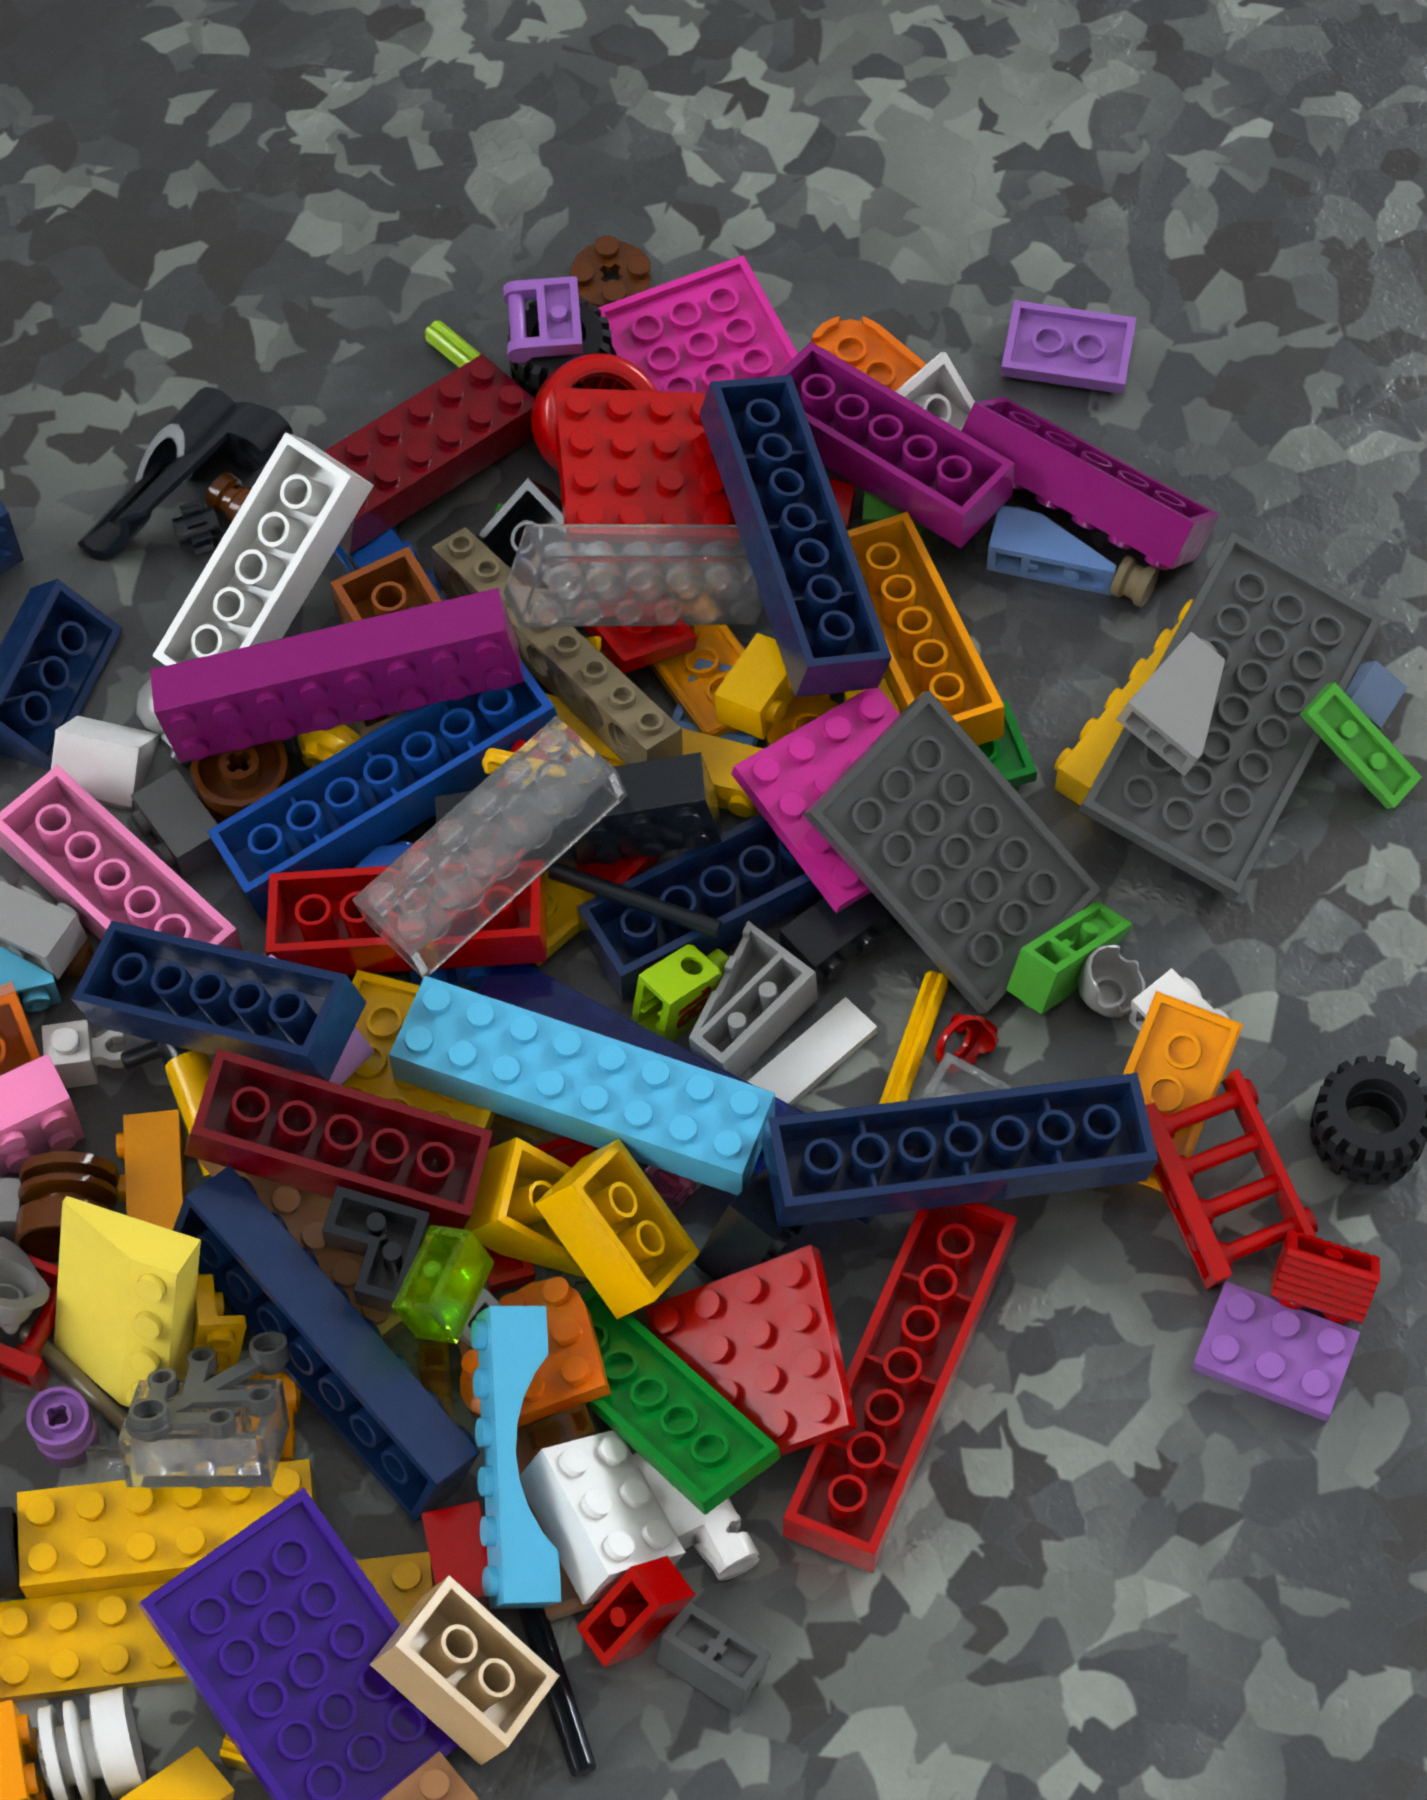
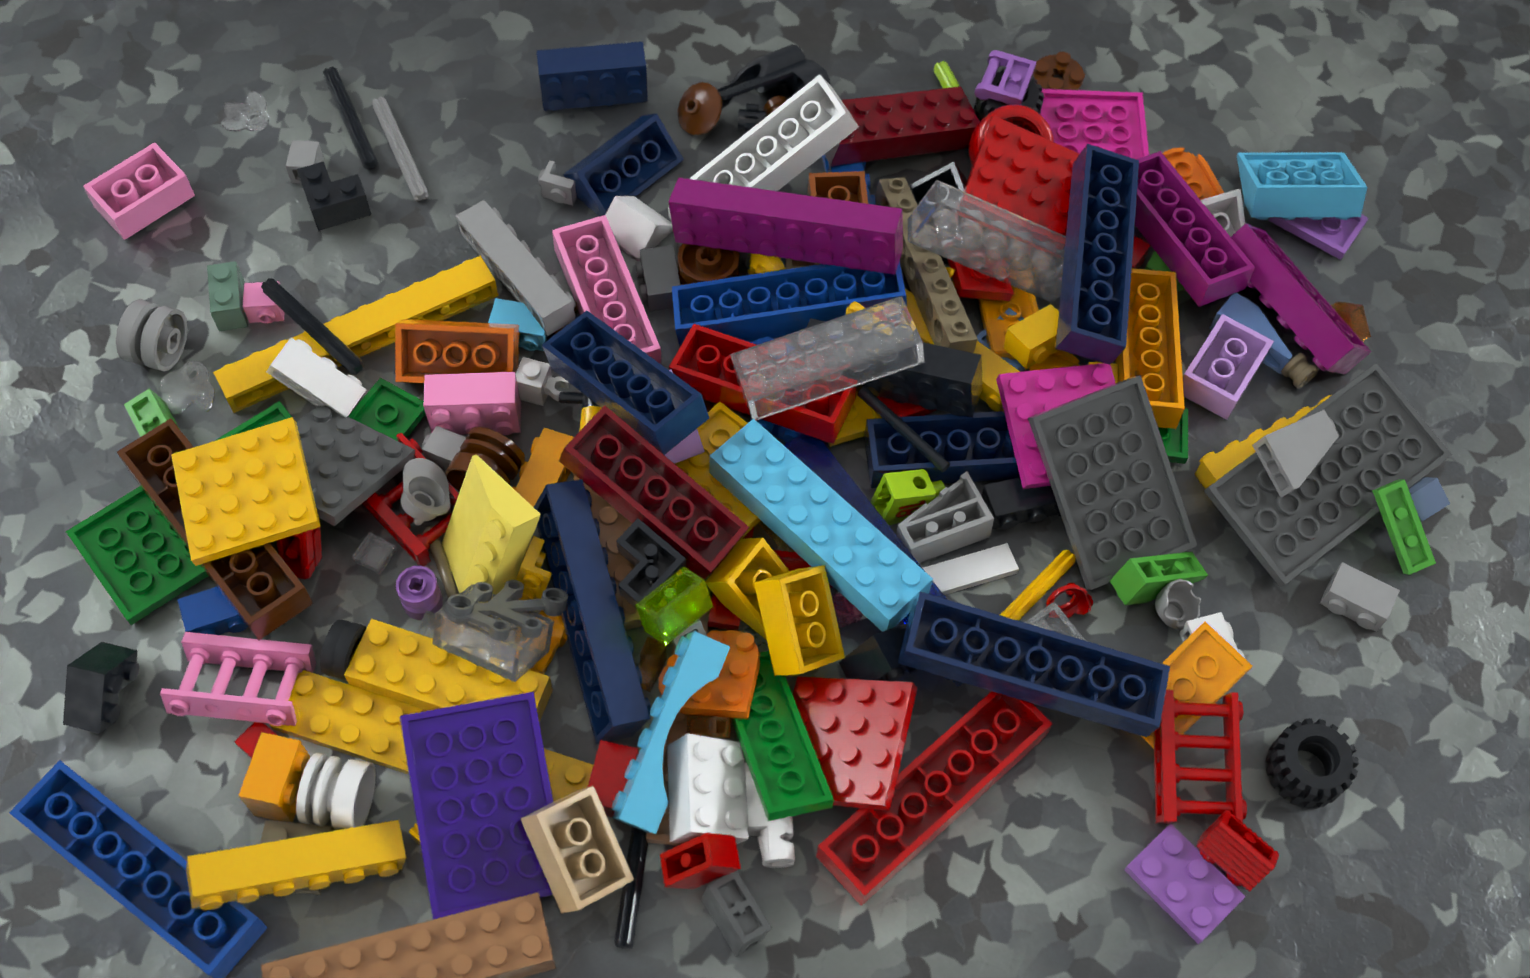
camera: 20 degrees right, 0 degrees up
(125, 538) = (699, 108): none -> reddish brown dish
(1023, 308) = (1301, 185): none -> medium azure slope
(1032, 619) = (1225, 366): none -> lavender brick
(1176, 473) = (1355, 317): none -> clear orange piece
(1342, 868) = (1359, 597): none -> light grey brick

